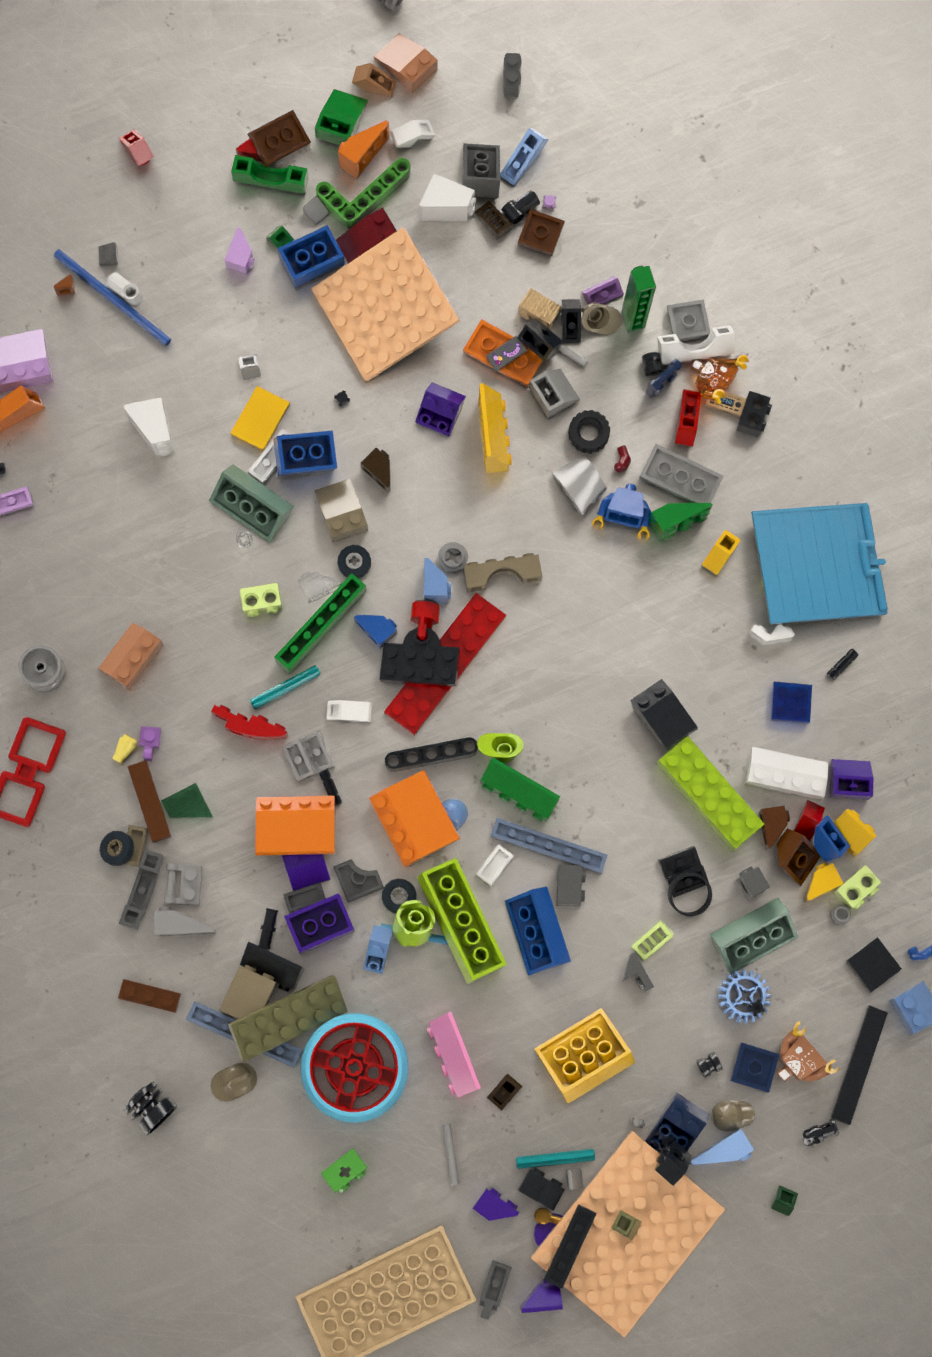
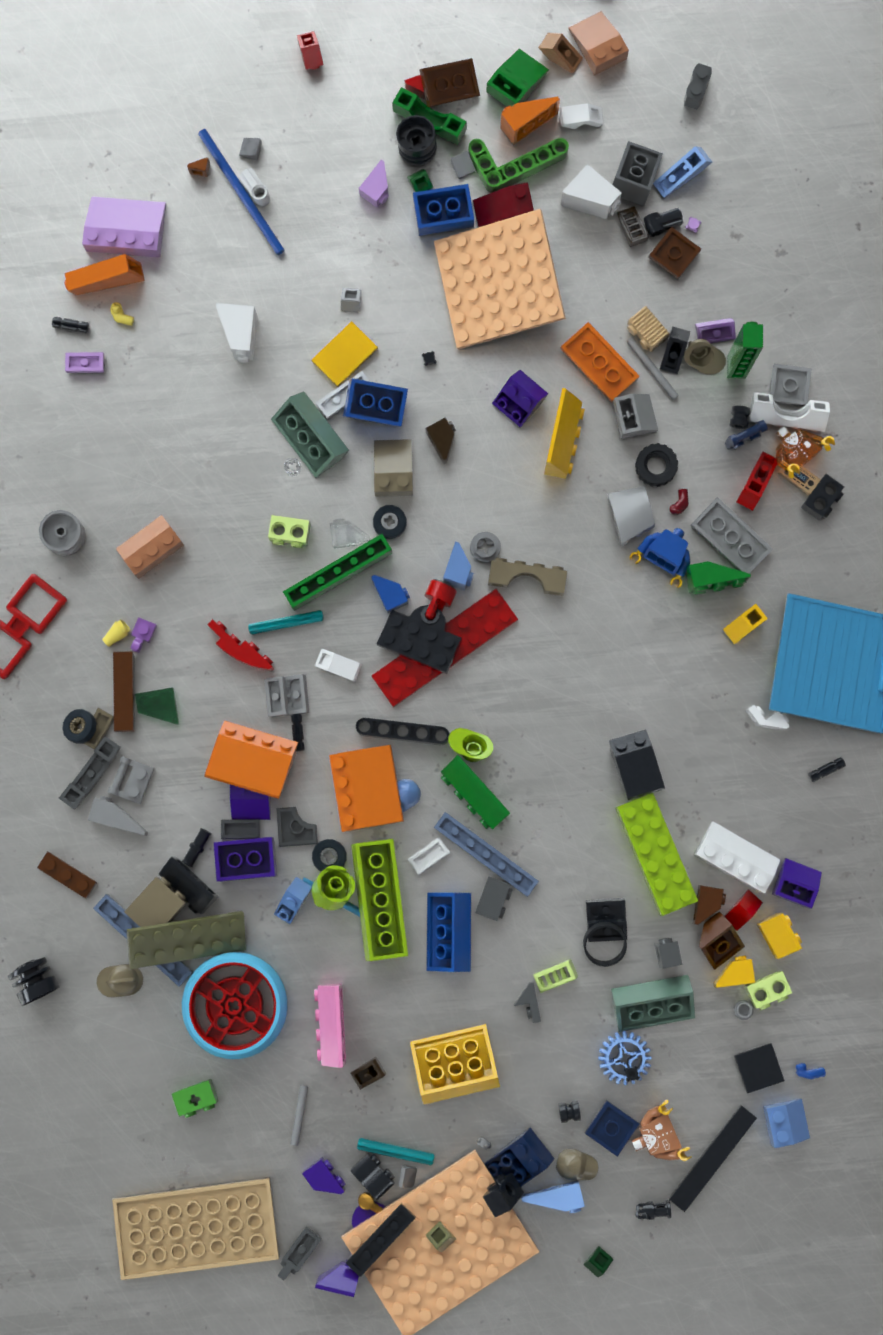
camera: 25 degrees right, 5 degrees up
(31, 447) = (119, 316): none -> light yellow arm
(265, 200) = (416, 140): none -> black wheel
(506, 354) = (600, 364): dark grey tile -> none
(540, 339) = (638, 360): black brick -> none
(791, 702) = (764, 790): clear blue plate -> none
(829, 840) = (755, 937): blue slope -> none

